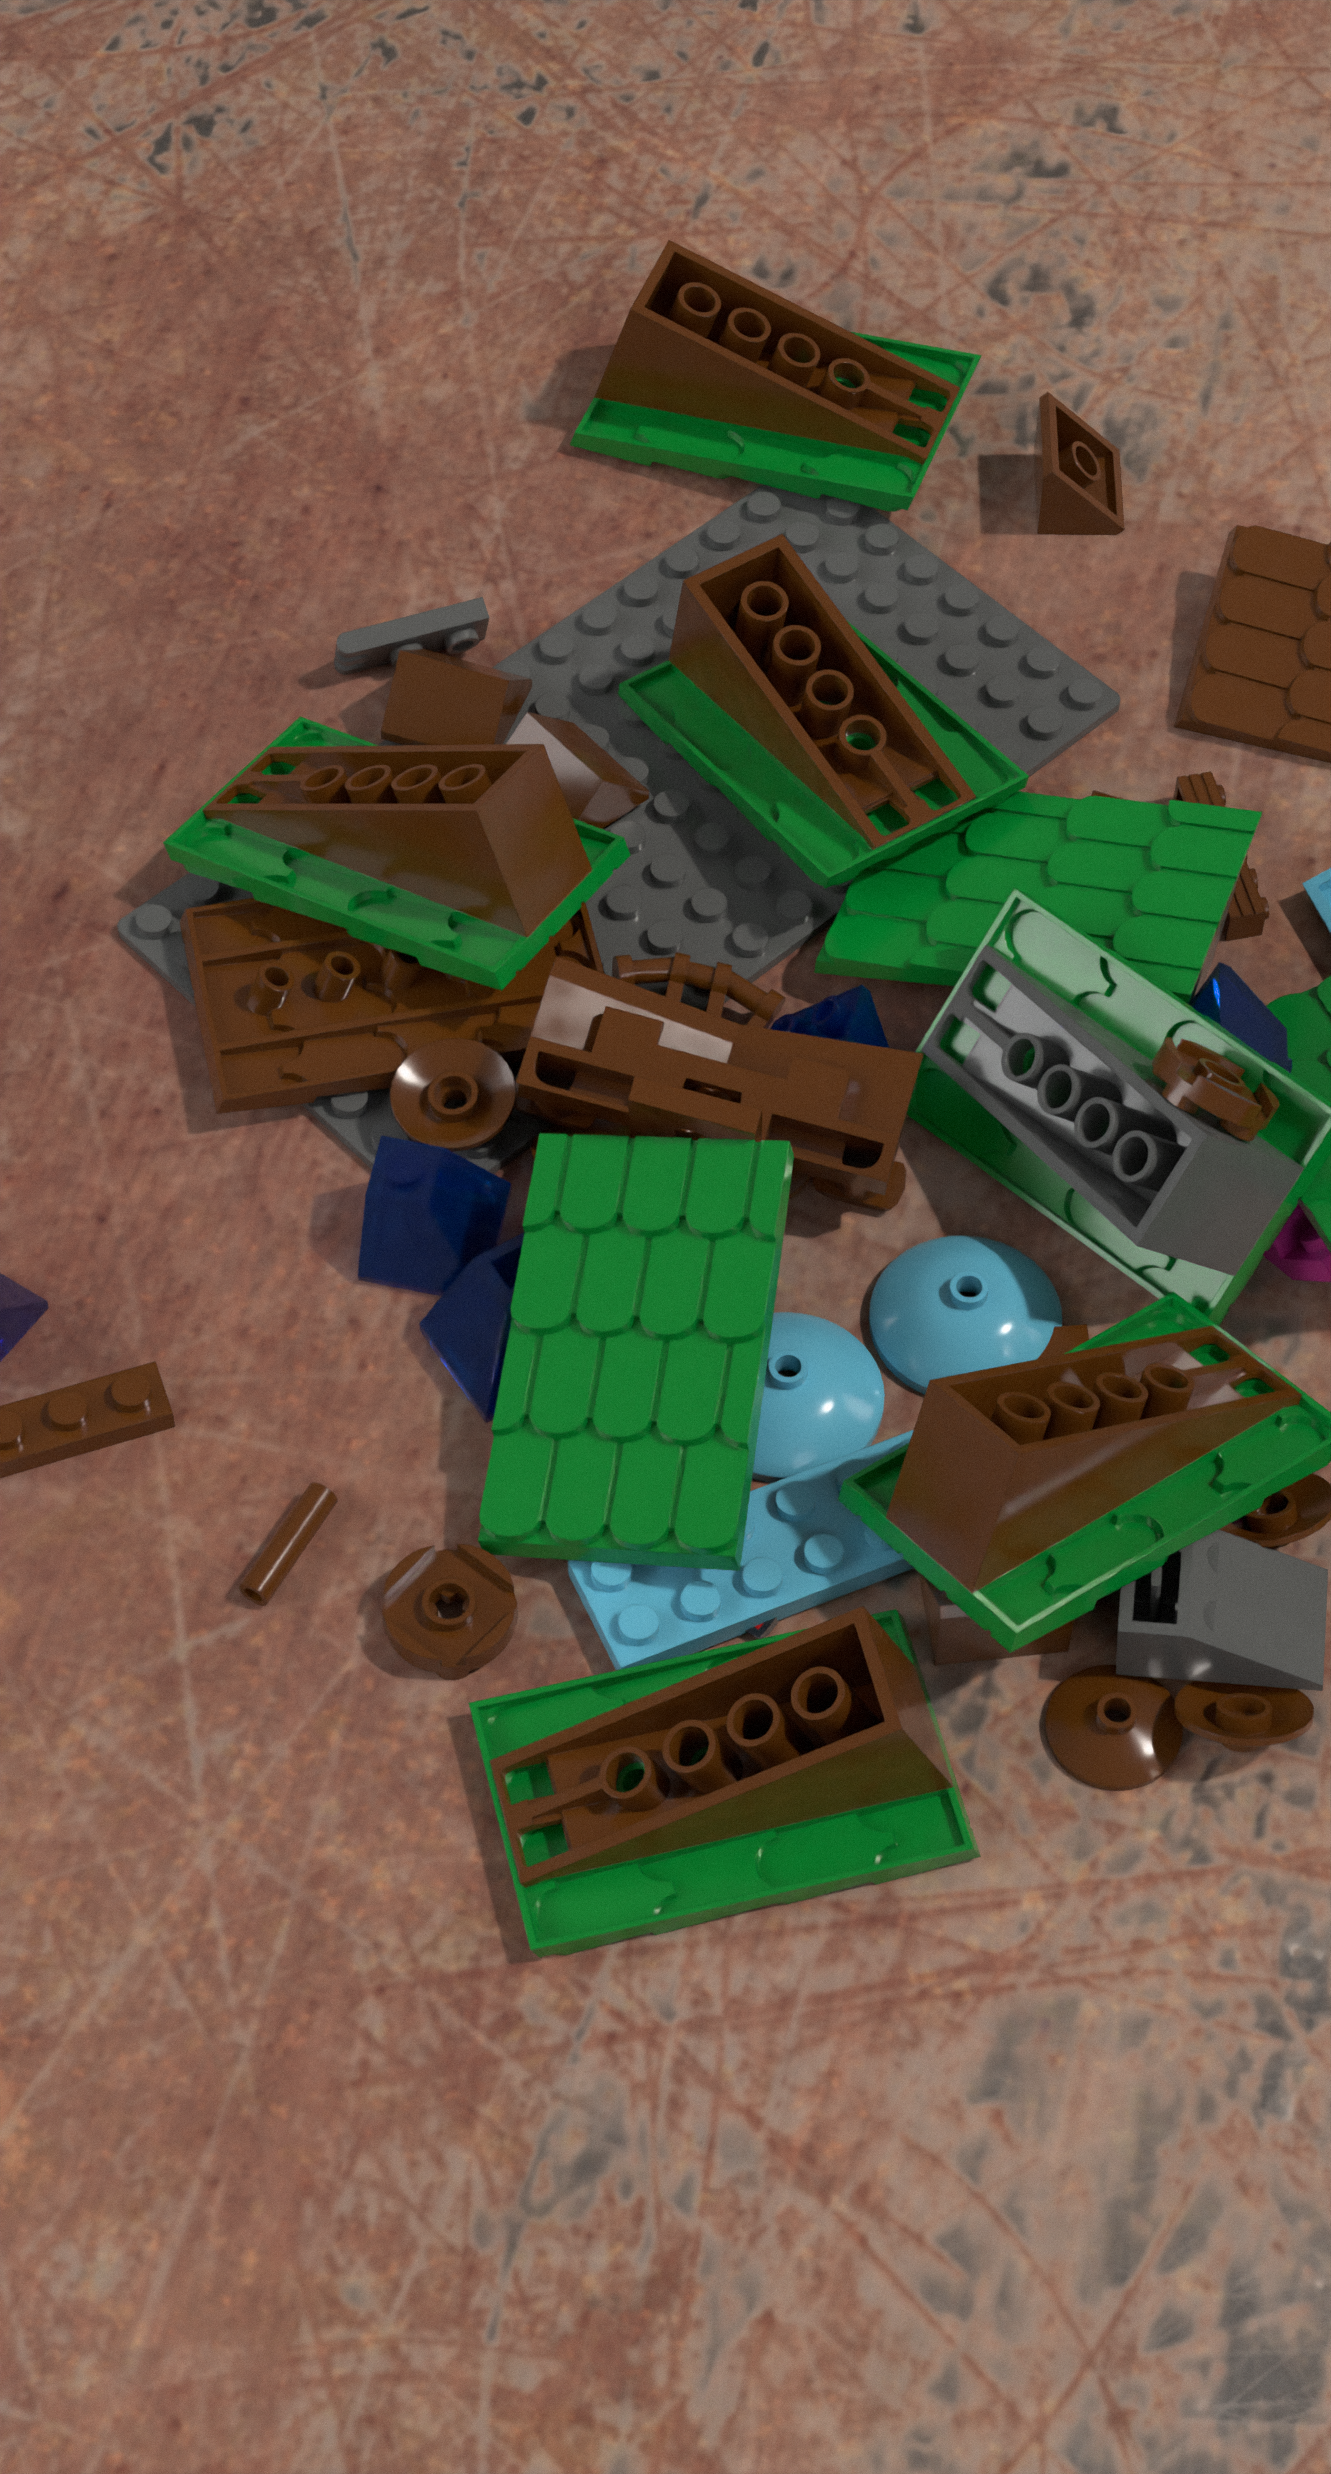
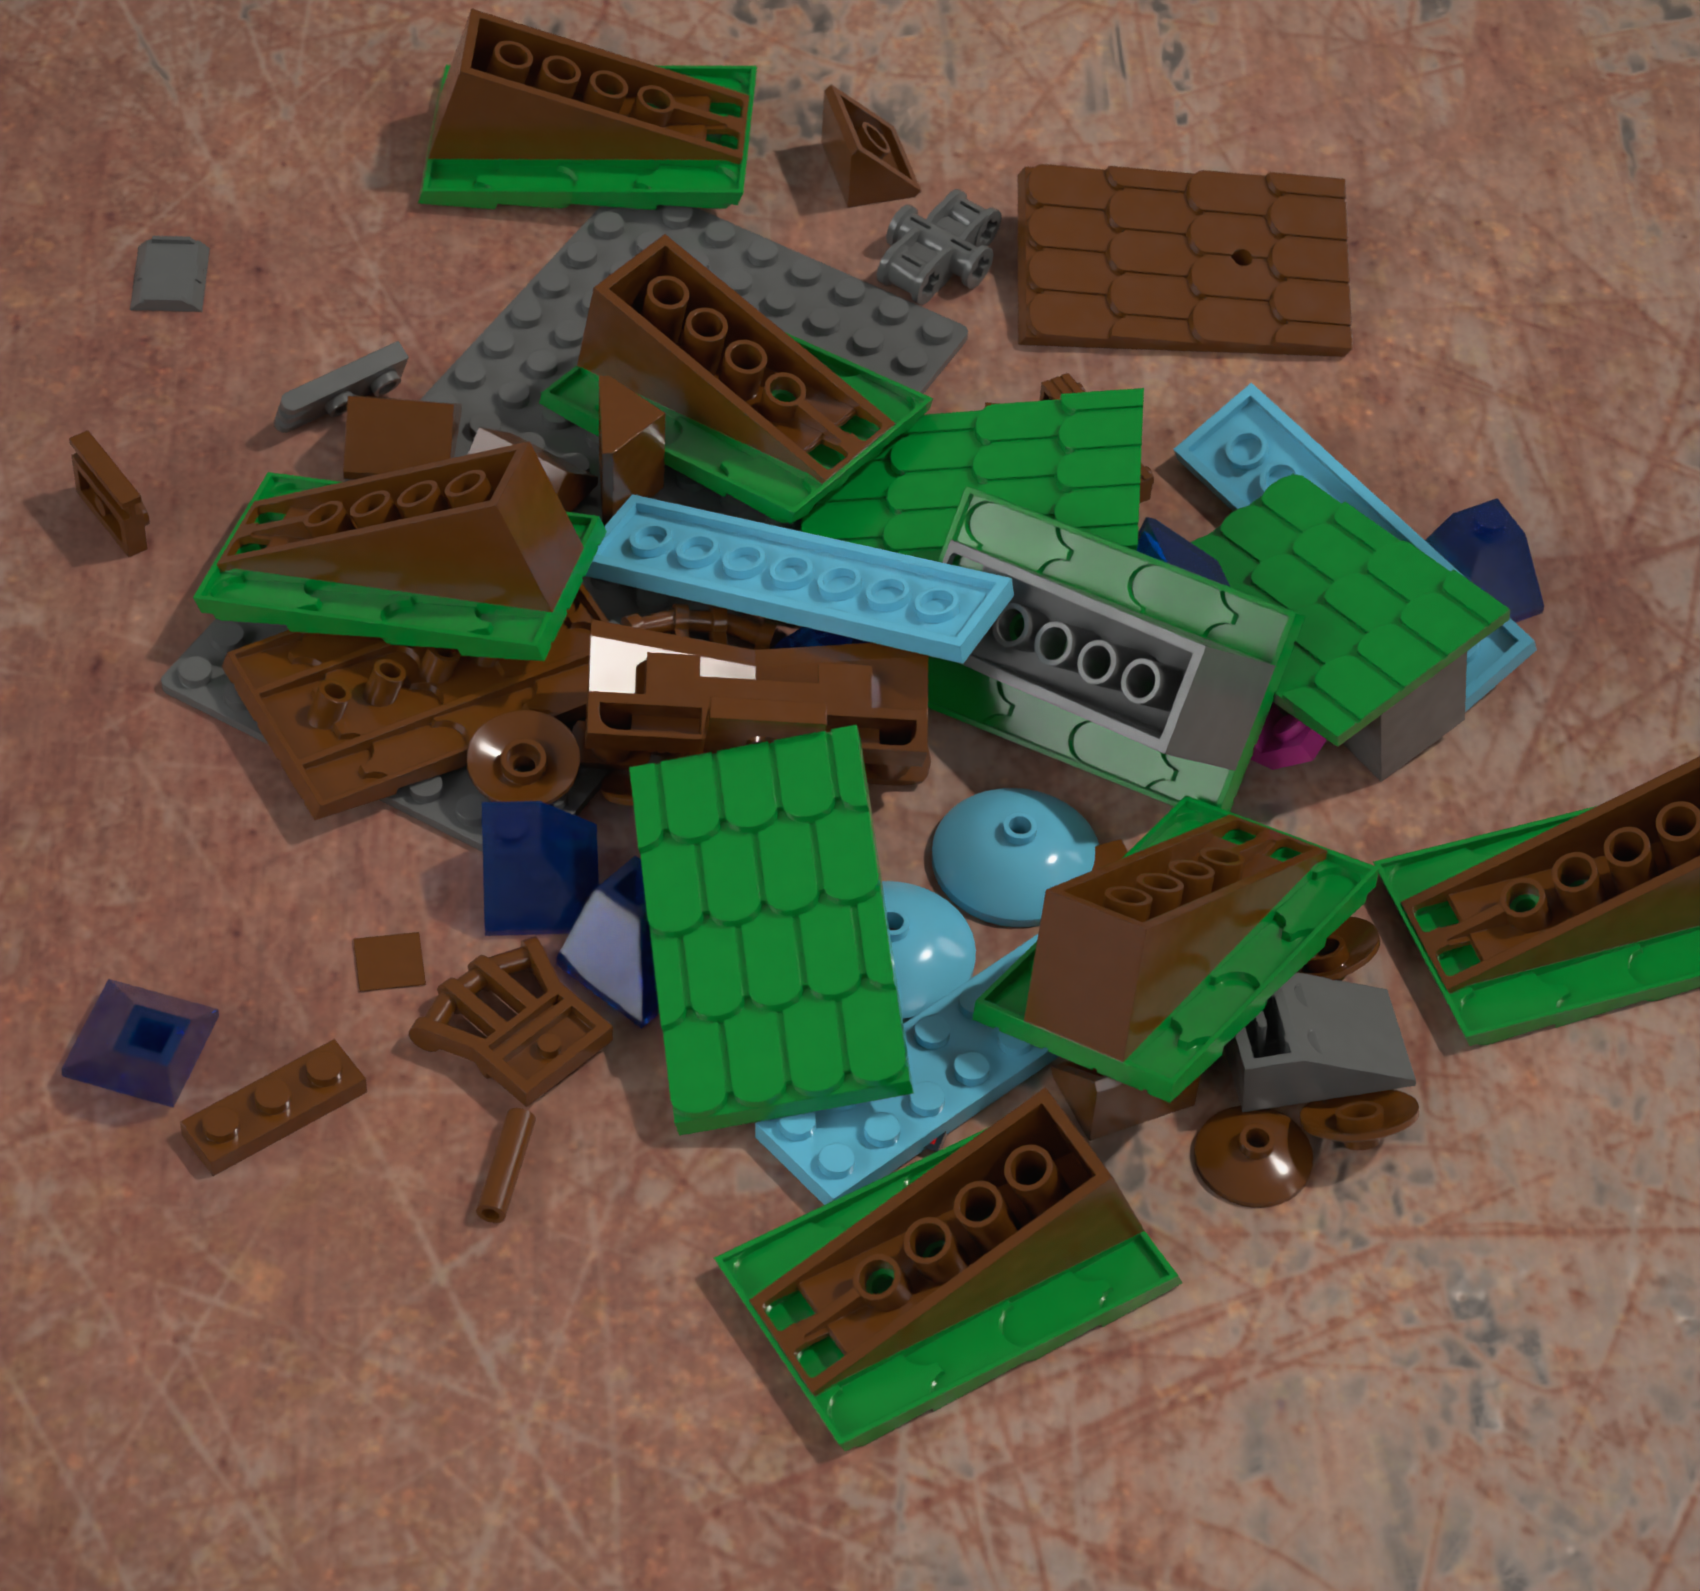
camera: 20 degrees left, 5 degrees down
(127, 705) = (109, 494): none -> reddish brown plate
(248, 1286) = (389, 961): none -> reddish brown sticker
(284, 477) = (170, 274): none -> dark grey piece
(361, 1418) = (531, 1049): none -> reddish brown plate
(450, 1644) = (667, 1216): reddish brown plate -> none
(677, 770) = (628, 446): none -> reddish brown slope
(815, 955) = (801, 578): none -> medium azure plate
(1118, 598) = (933, 249): none -> dark grey axle
(1210, 1081) = (1183, 609): reddish brown plate -> none

